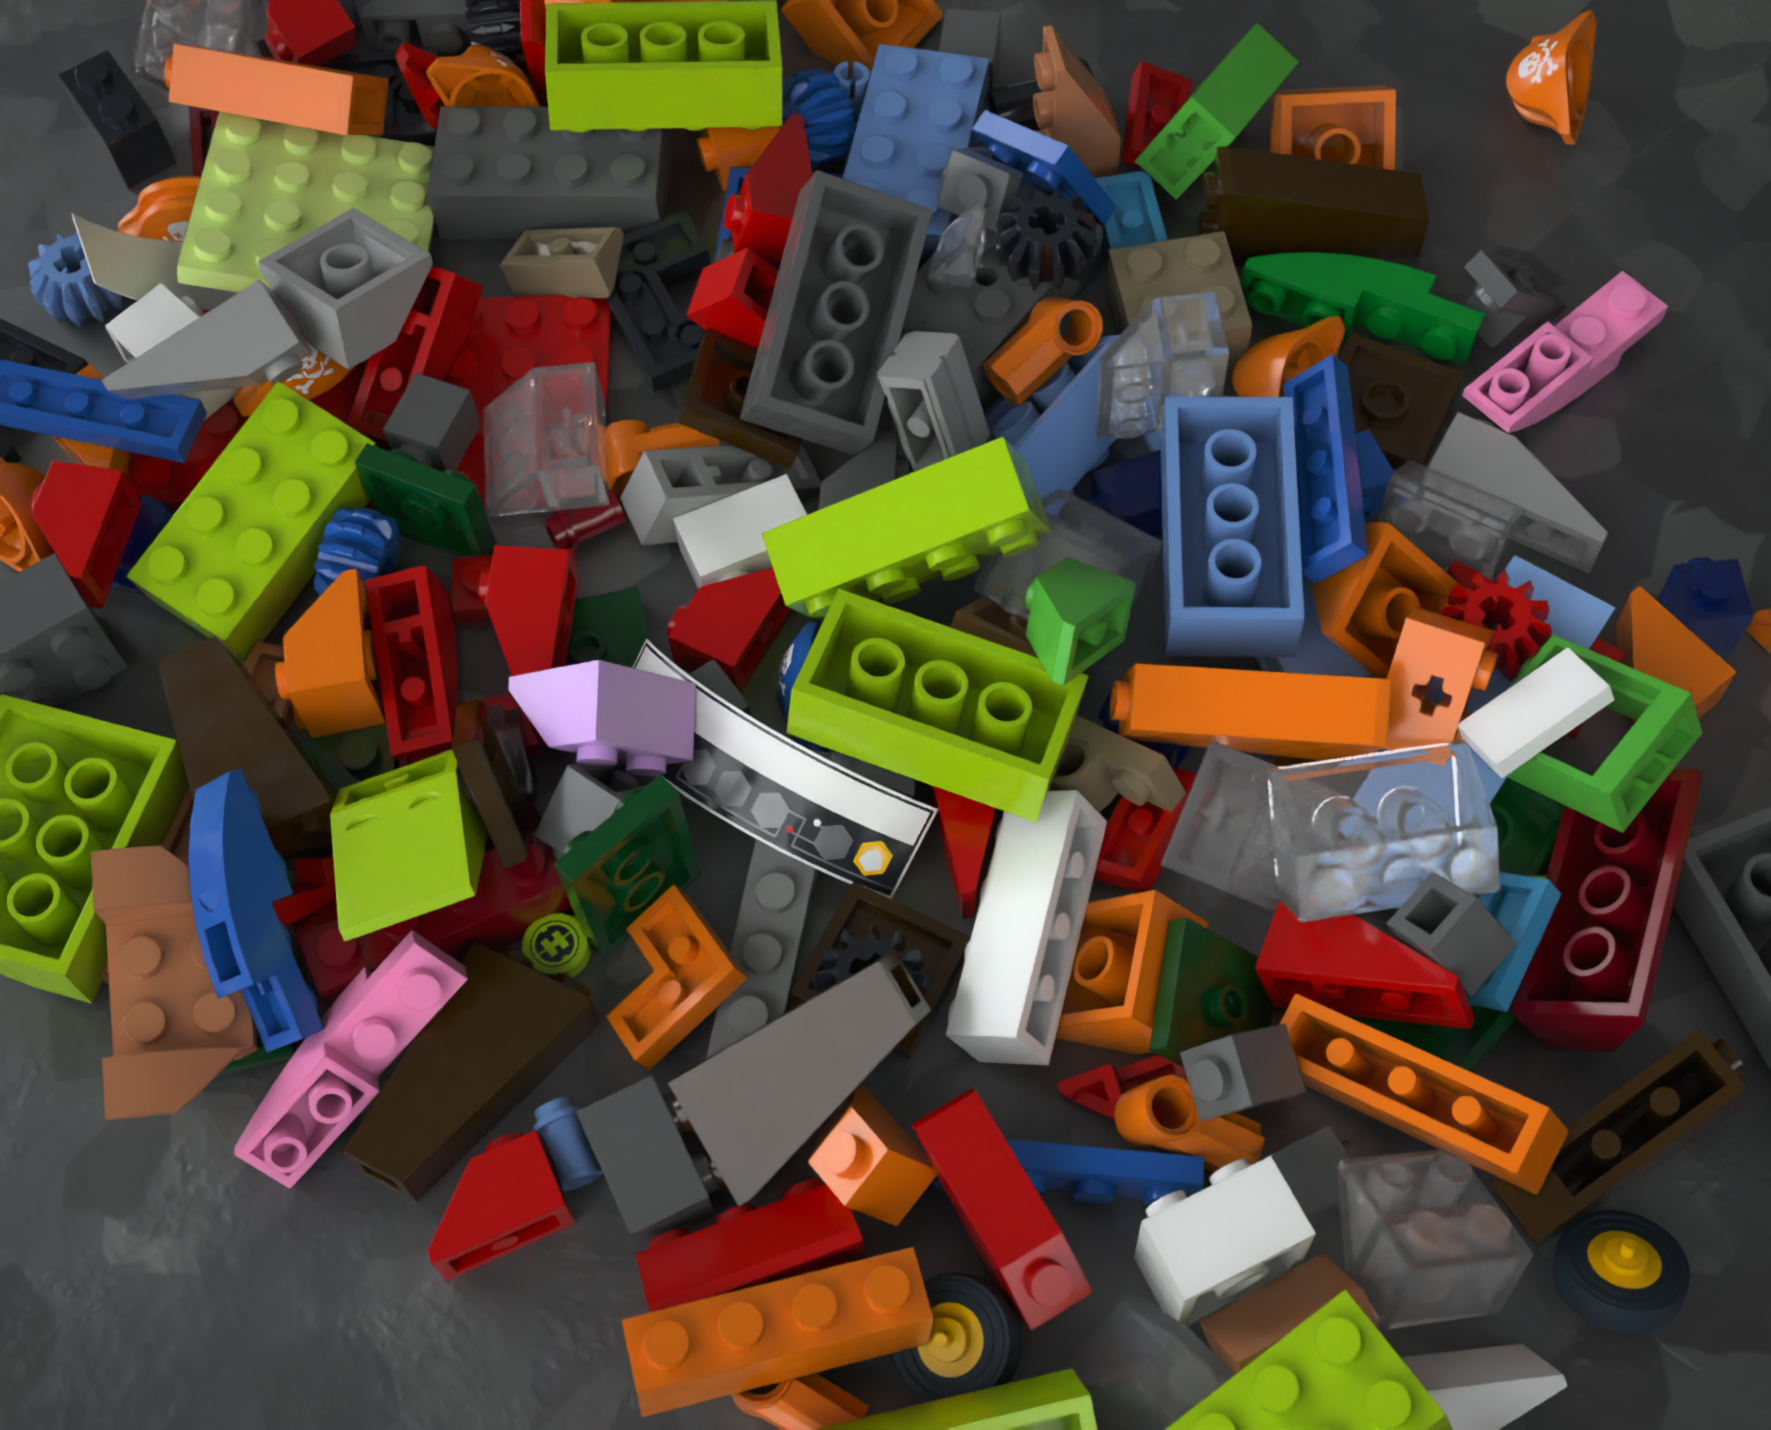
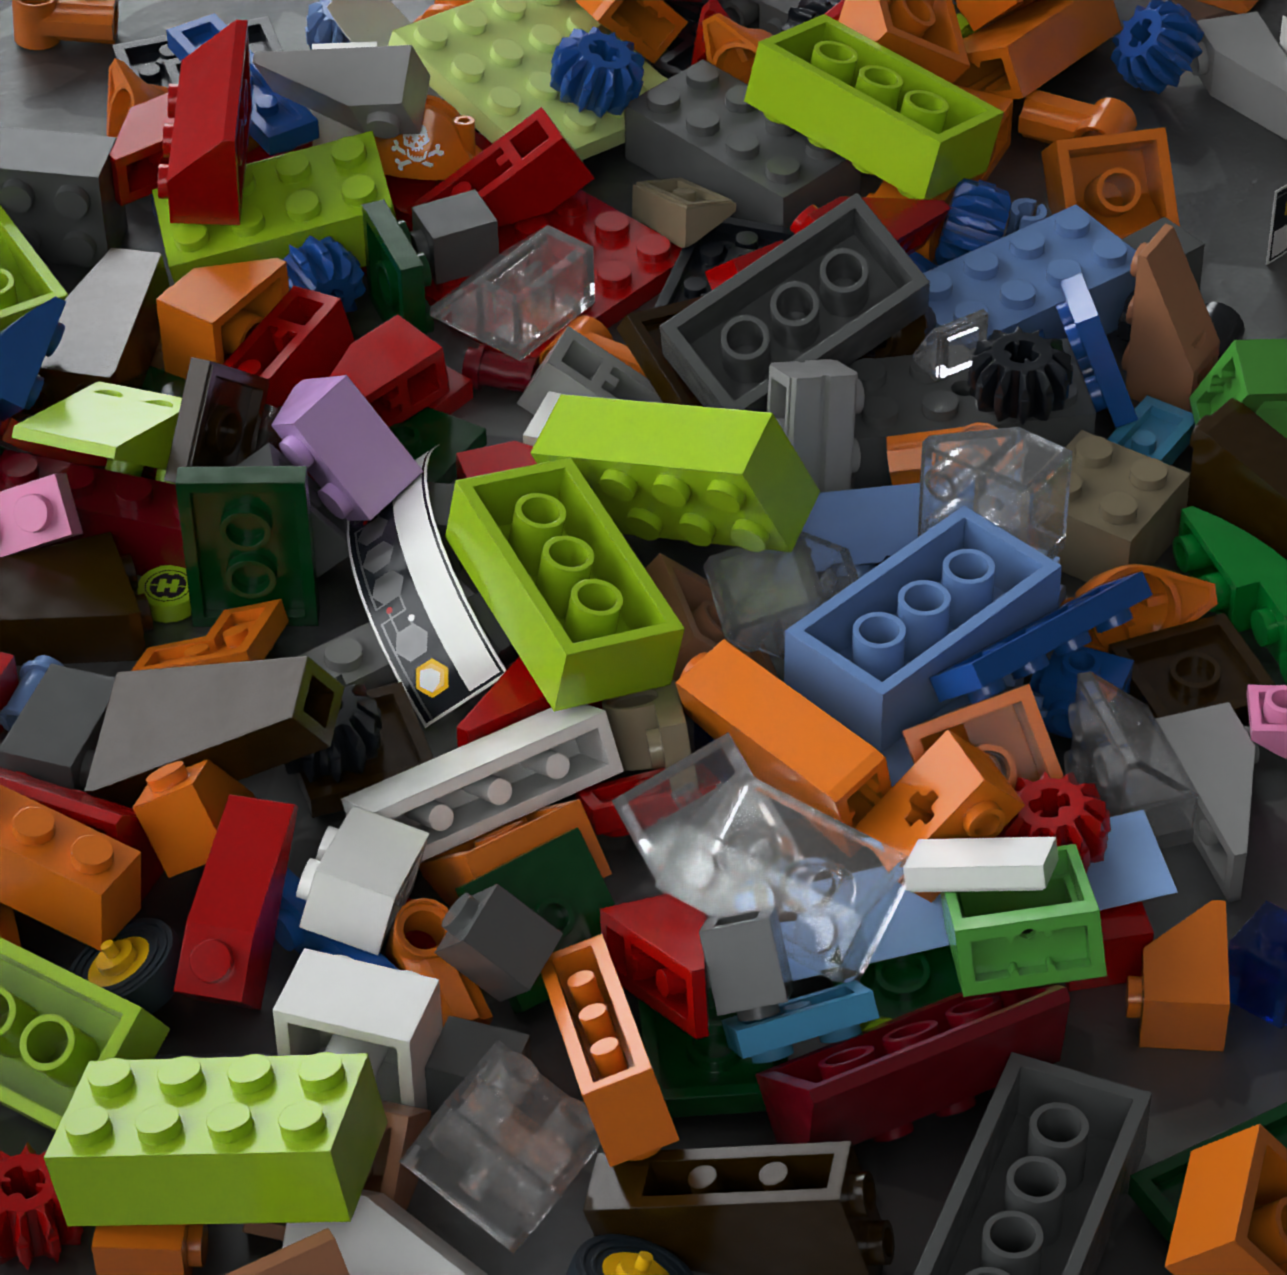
camera: 40 degrees right, 20 degrees down
(158, 489) = (209, 131): none -> red slope
(348, 285) = (482, 102): light grey slope -> none
(384, 181) = (597, 71): none -> blue gear
(976, 177) = (1018, 304): dark grey bracket -> none
(1073, 1102) = (360, 879): none -> white brick
(1076, 616) = (718, 587): bright green slope -> none

